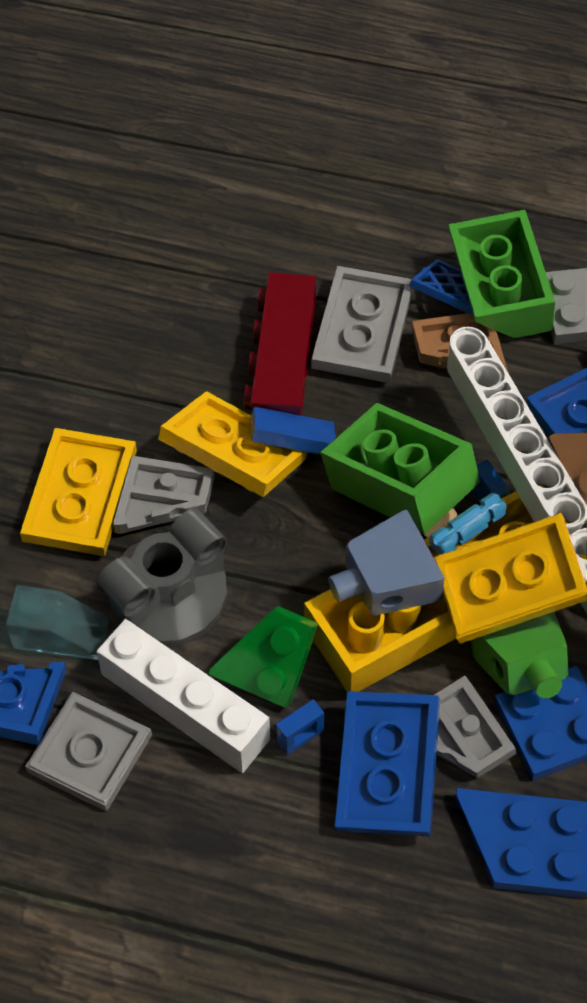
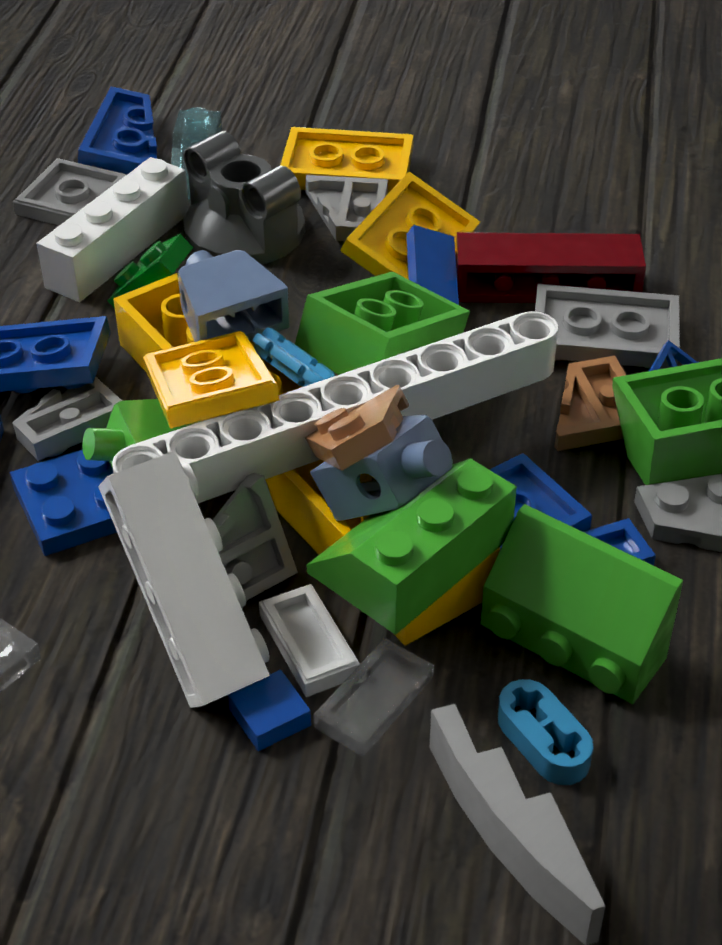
camera: 85 degrees right, 15 degrees down
(300, 727) = (76, 296): blue tile -> none

